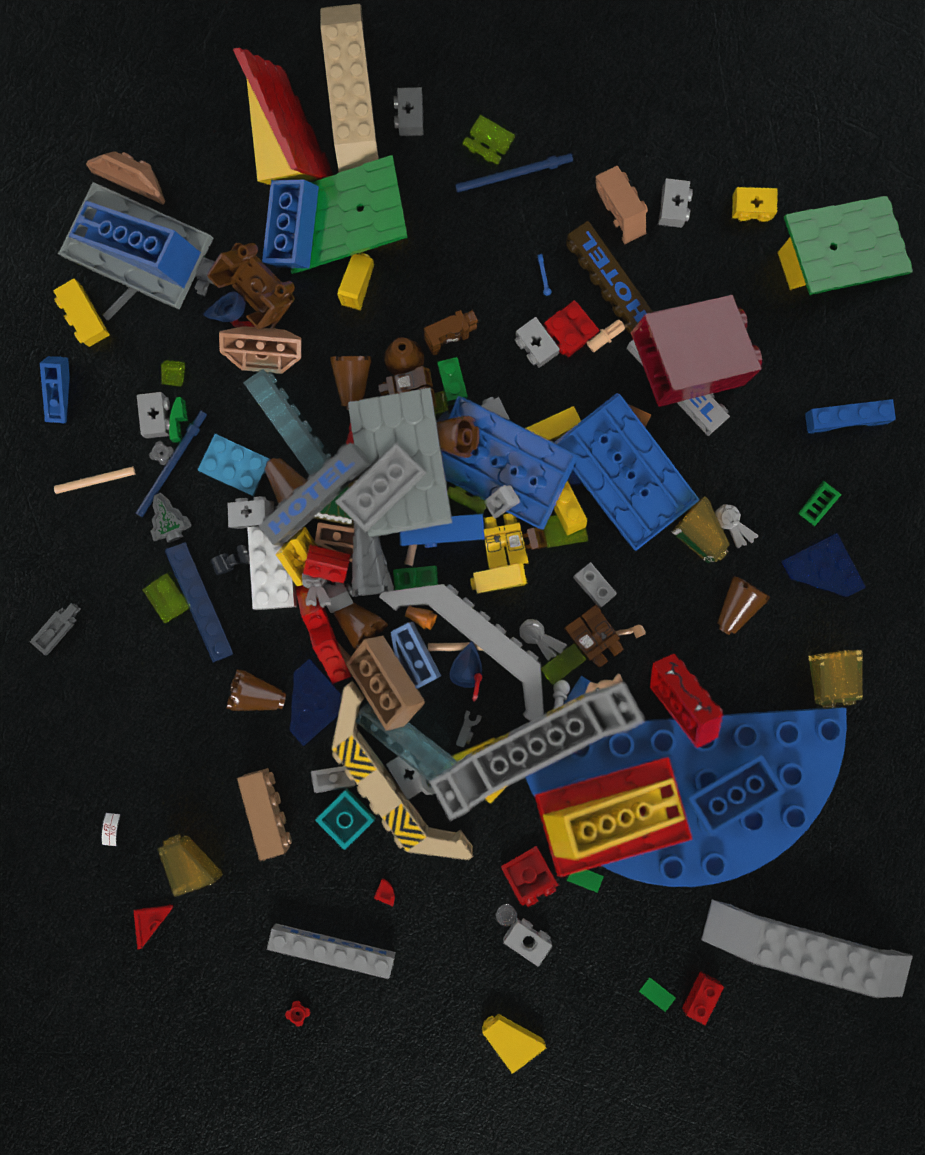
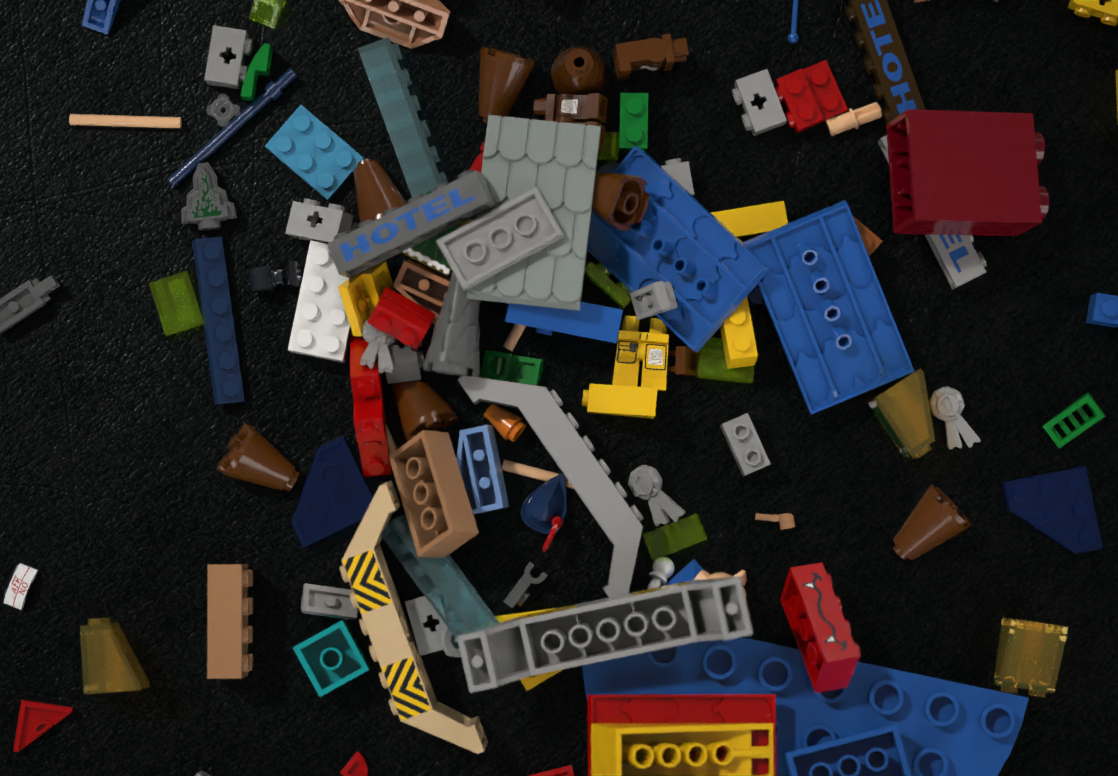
camera: 15 degrees right, 0 degrees up
(594, 643) = (728, 519): reddish brown hips -> none

